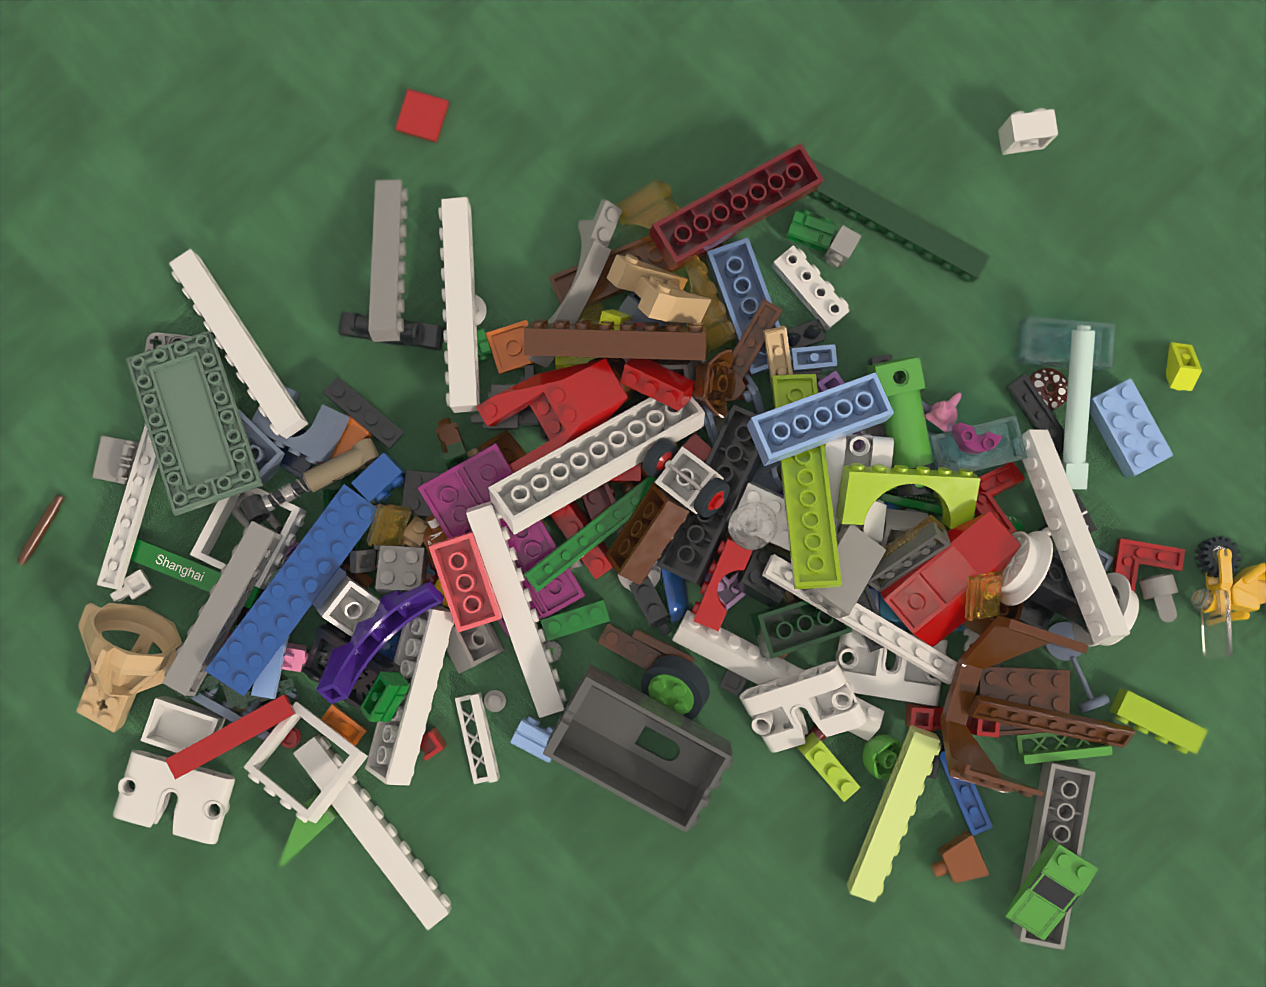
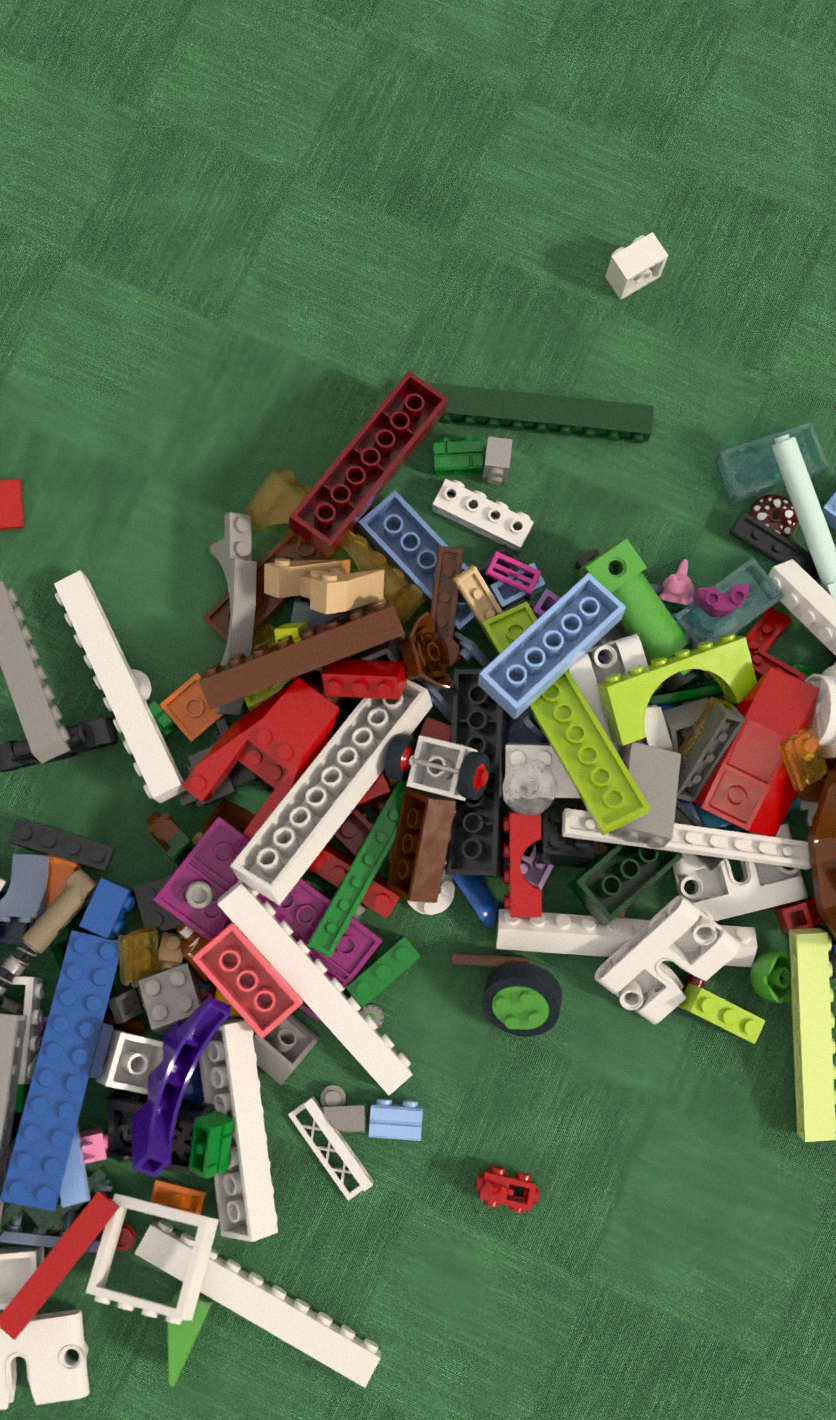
camera: 25 degrees left, 5 degrees down
(432, 743) = (283, 1175): red panel -> none
(455, 498) = (199, 894): none -> light grey tile
(499, 721) = (346, 1118): none -> light grey brick
(595, 825) = (499, 1187): none -> red brick
(599, 742) = (464, 1091): dark grey panel -> none
(628, 647) = (453, 976): reddish brown plate -> none
(651, 605) = (457, 920): black hinge -> none
(732, 682) = (580, 966): black plate -> none
(808, 352) = (507, 581): none -> dark pink tile

